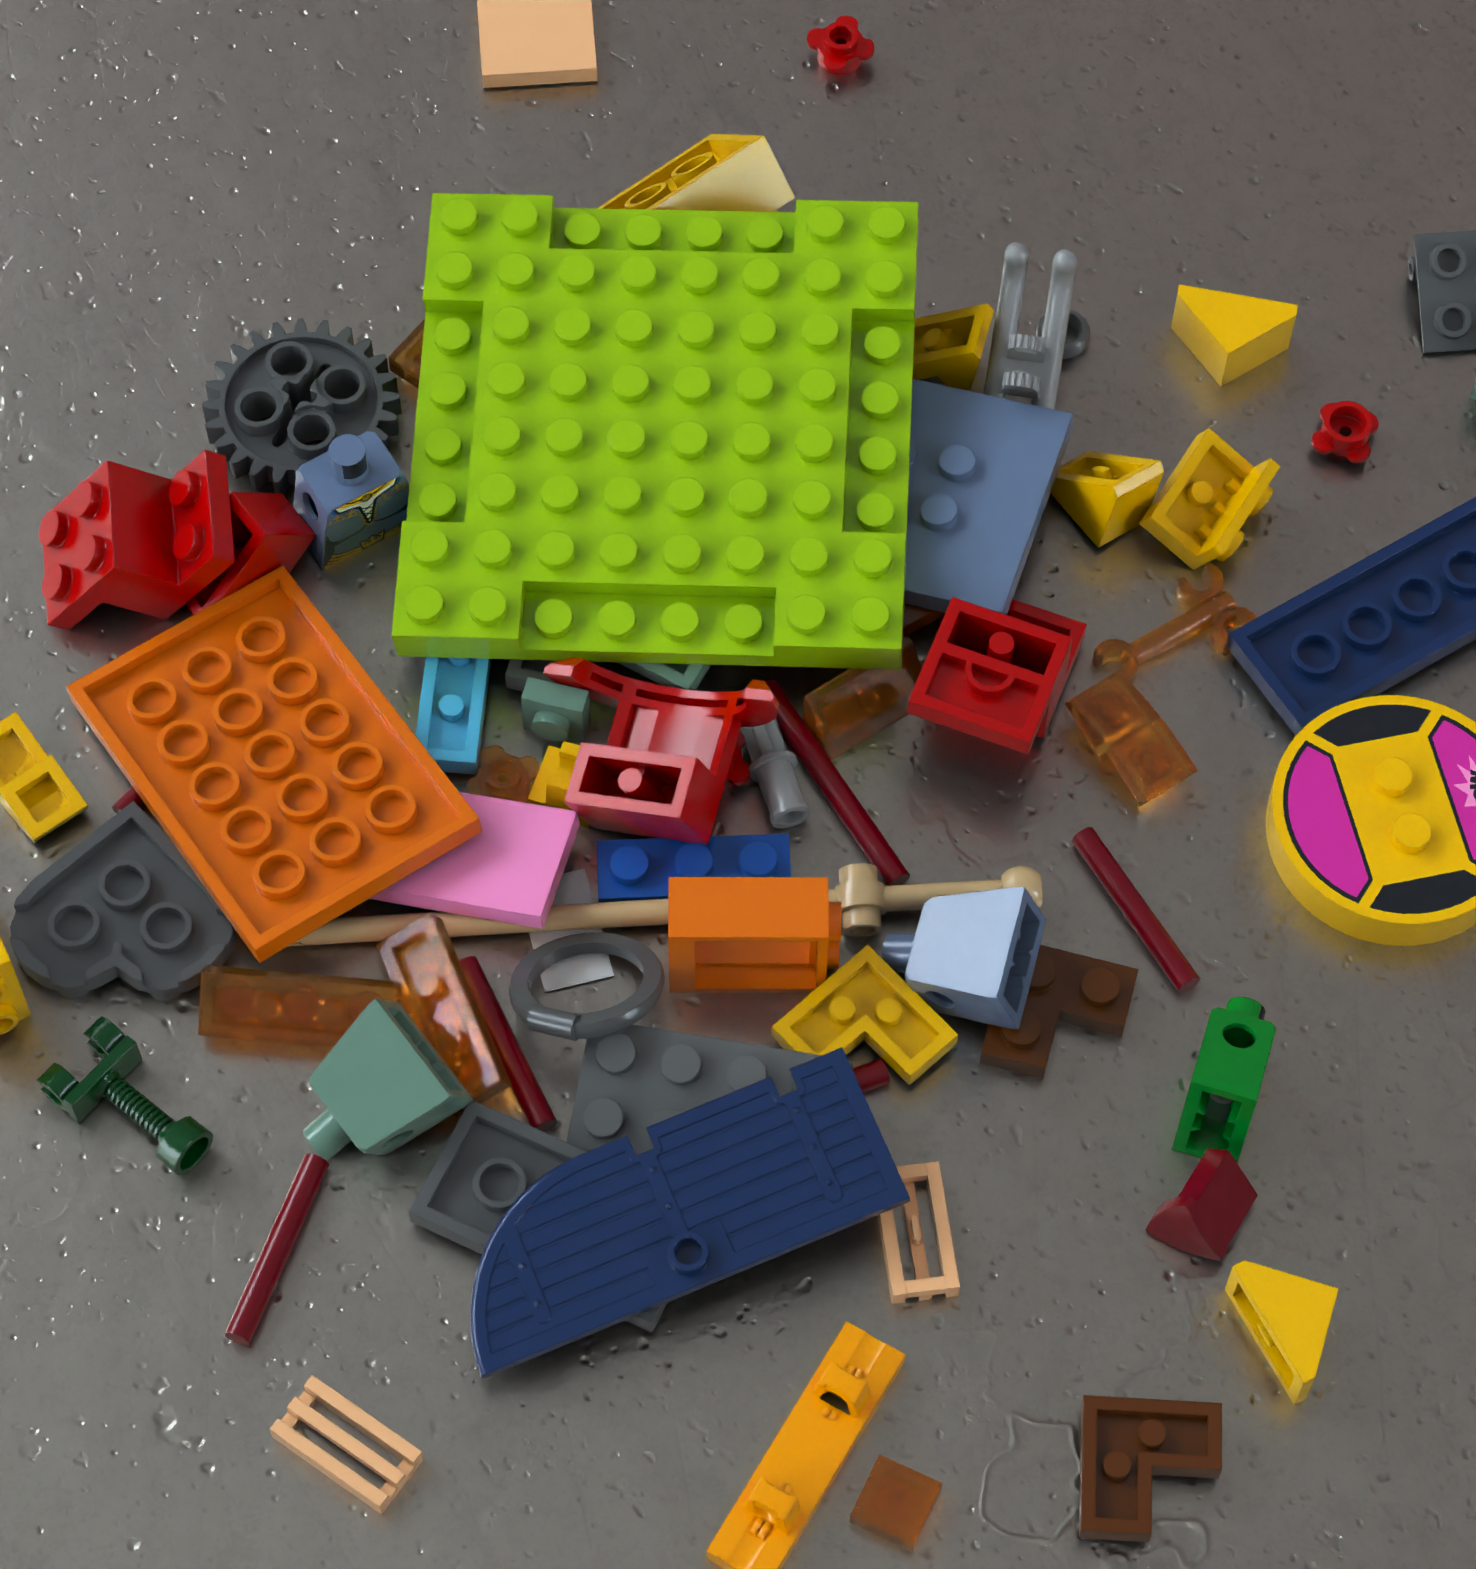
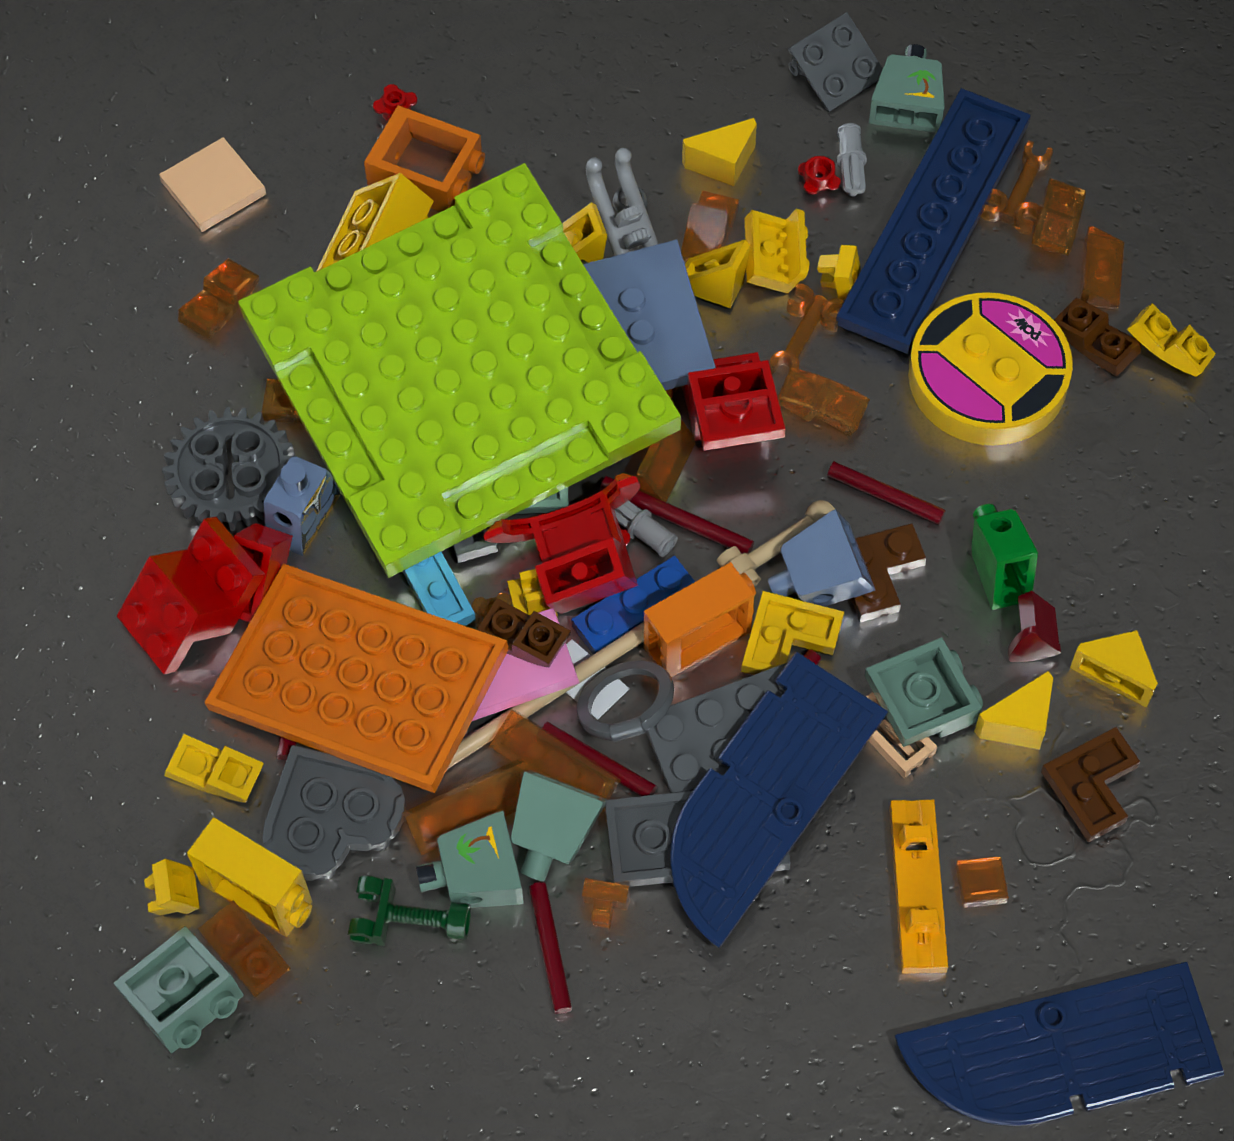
camera: 30 degrees left, 0 degrees up
(252, 1086) = (475, 865): none -> sand green torso
(301, 1410) = (665, 1013): light nougat tile -> none
(381, 1230) = (606, 898): none -> clear orange tile
(455, 168) = (218, 299): none -> clear orange slope
(512, 824) = (528, 637): none -> reddish brown slope
(555, 710) = (498, 559): sand green plate -> none
(807, 91) = (410, 124): none -> orange window
(988, 1204) = (925, 692): none -> sand green plate
(1101, 1310) = (1020, 716): none -> yellow slope
(1146, 418) = (709, 224): none -> clear orange slope
(1280, 572) = (840, 270): none -> yellow tile
(1405, 432) = (851, 159): none -> light grey axle

